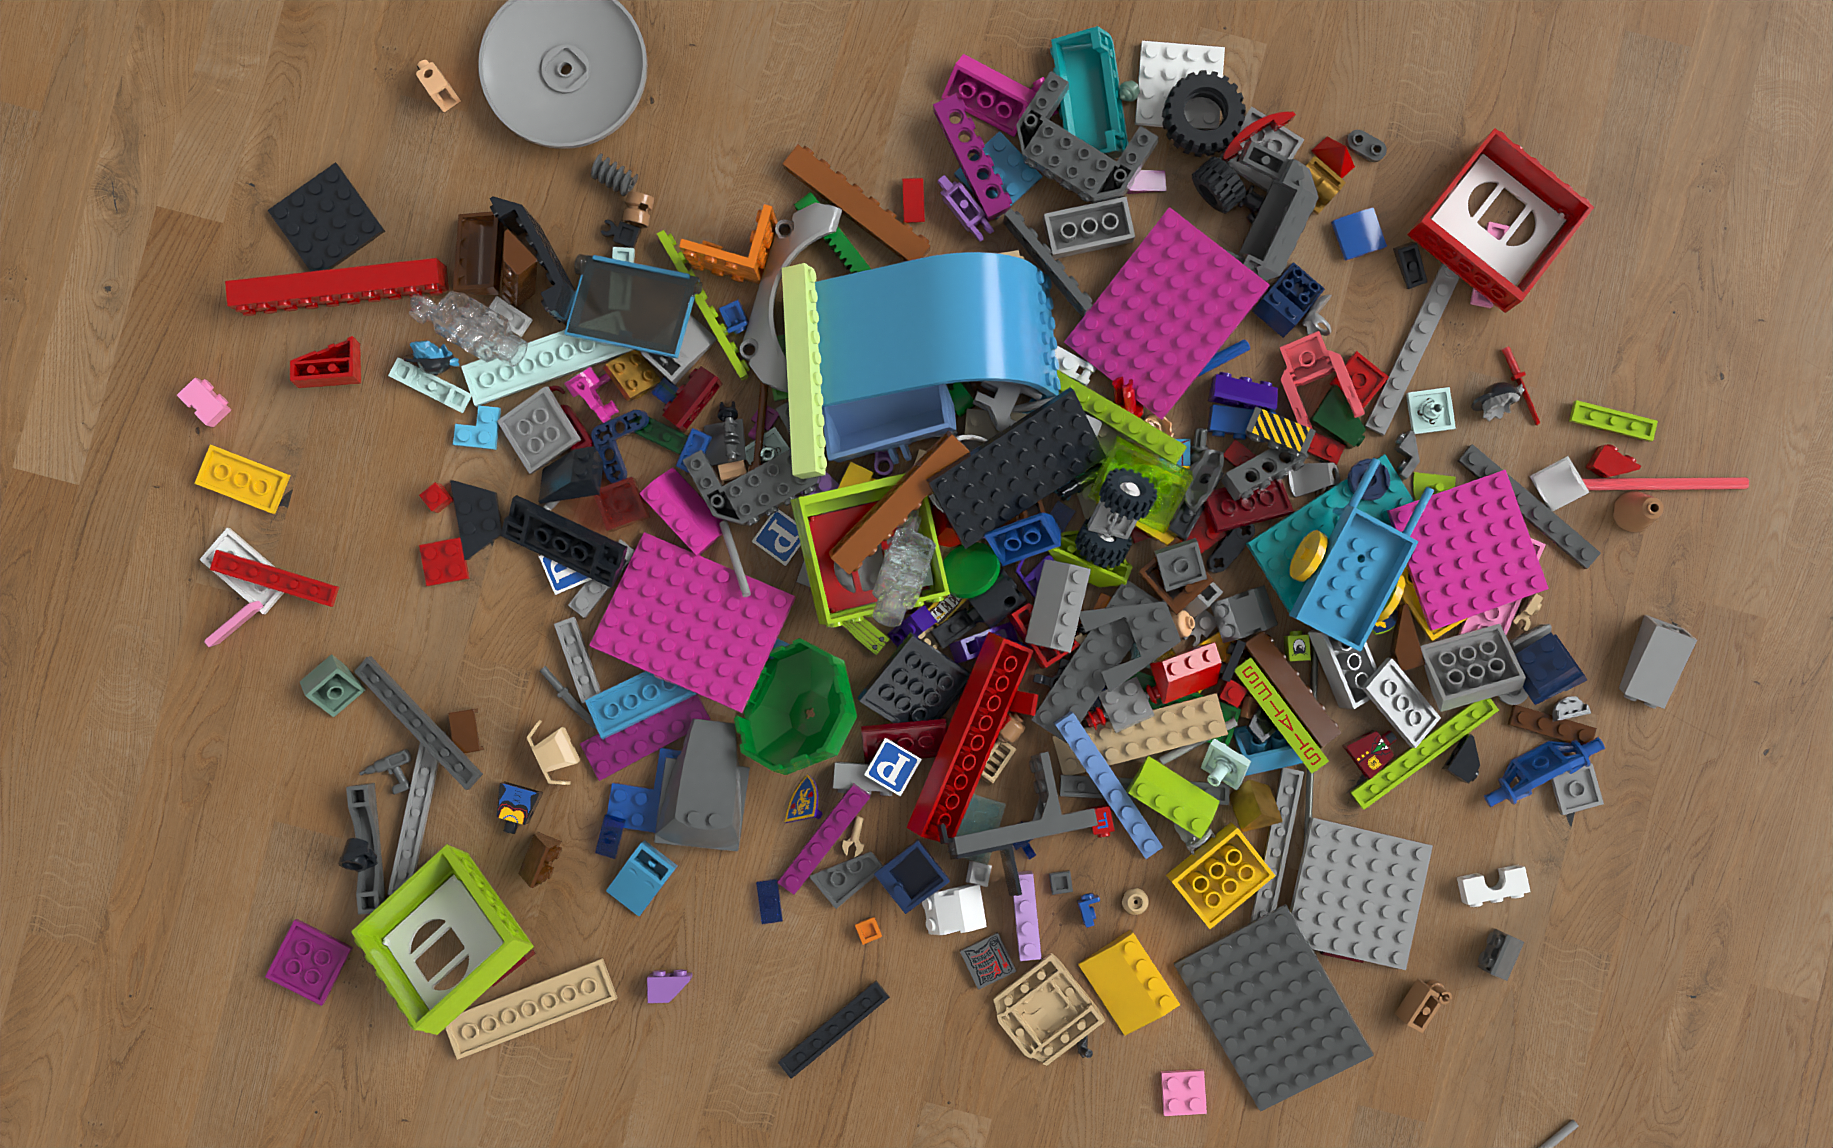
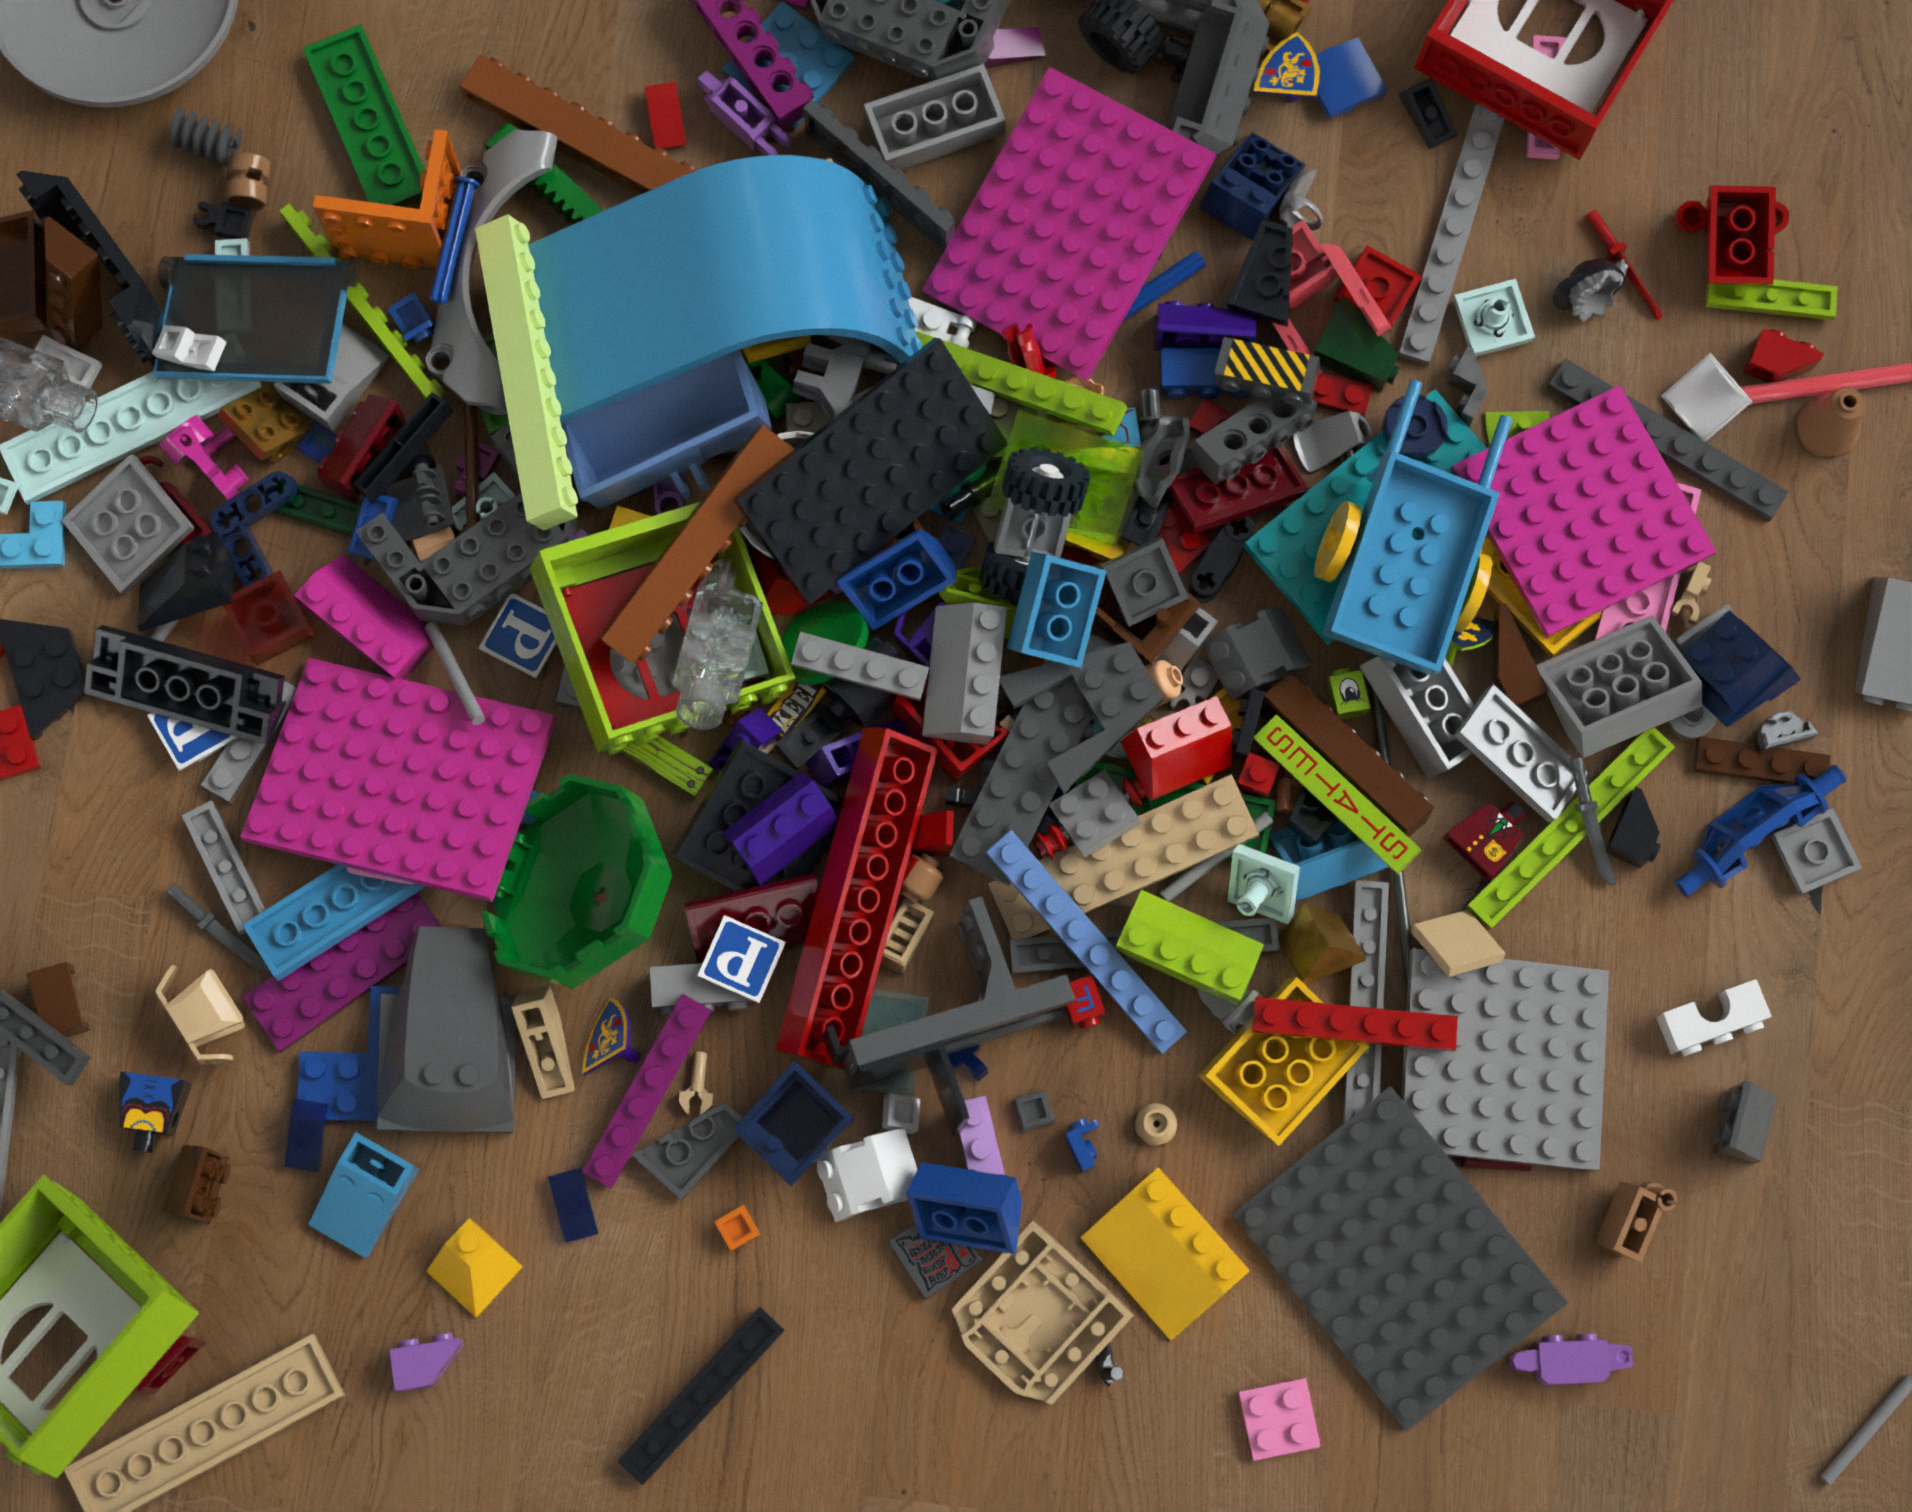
camera: 10 degrees left, 10 degrees down
(589, 321) = (189, 349): none -> white slope
(704, 931) = (473, 1267): none -> yellow slope
(718, 405) = (403, 447): none -> black piece
(720, 176) = (367, 117): none -> green plate
(763, 798) = (544, 1041): none -> tan slope
(766, 271) = (452, 239): none -> blue axle
(928, 689) = (781, 827): none -> dark purple slope
(992, 594) = (860, 666): none -> light grey plate
(1011, 942) = (966, 1207): none -> blue slope
(1121, 576) = (1056, 609): none -> dark azure slope
(1269, 863) = (1354, 1024): none -> red plate
(1288, 366) = (1266, 275): none -> black wing
(1326, 226) = (1290, 70): none -> shield
(1342, 818) = (1458, 943): none -> tan tile
(1369, 1084) = (1572, 1361): none -> medium lavender hinge
(1437, 743) = (1587, 809): none -> dark grey sword
(1599, 379) = (1737, 232): none -> red piece

